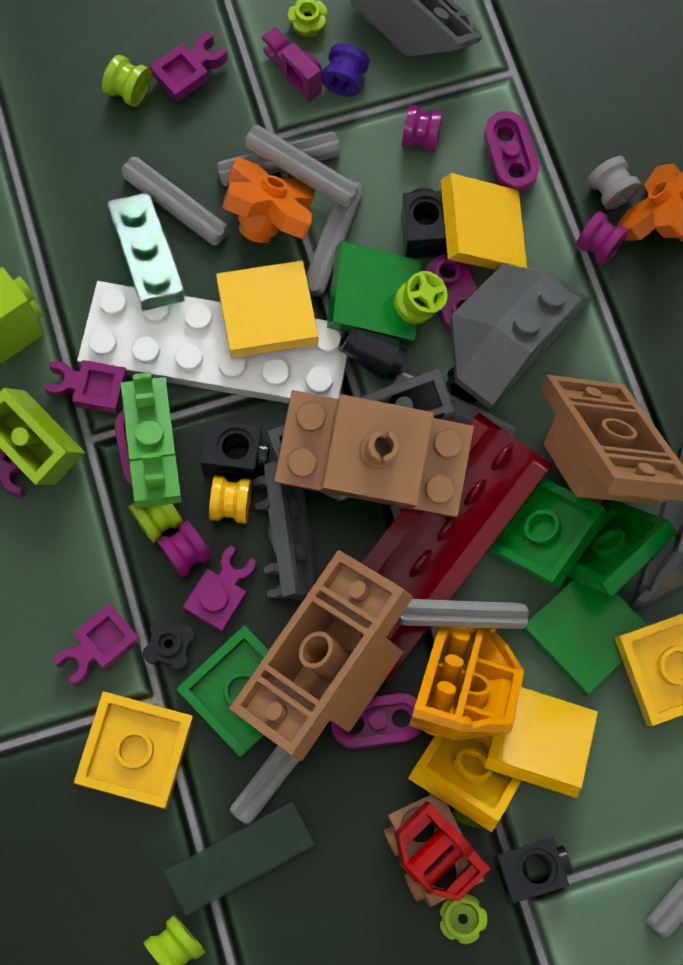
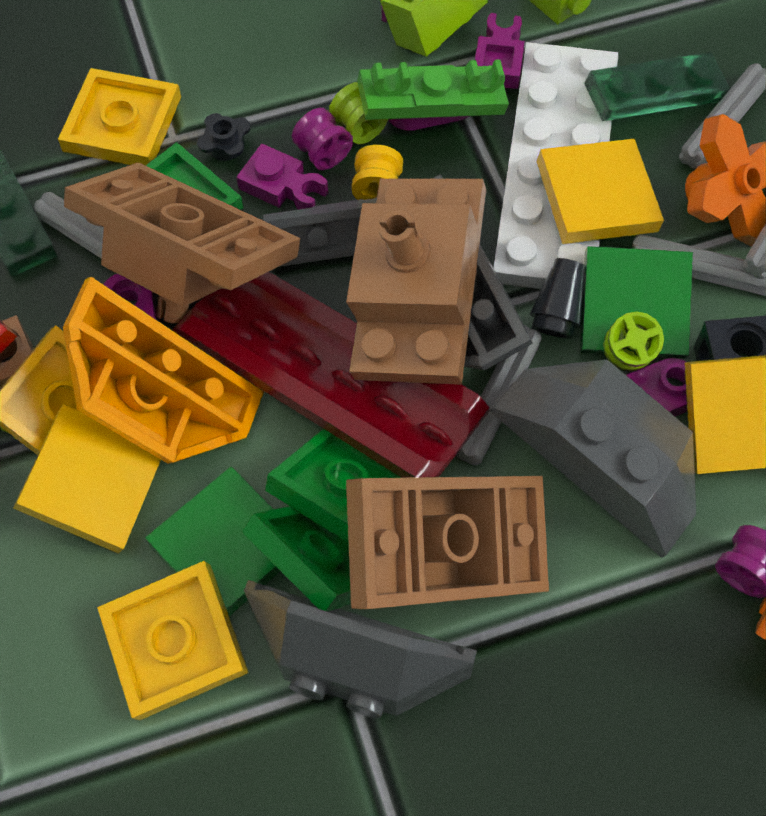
camera: 90 degrees right, 10 degrees down
(102, 639) = (228, 81): magenta plate -> none
(223, 435) = (433, 156): black brick -> none
(465, 614) = (239, 389): light grey axle -> none

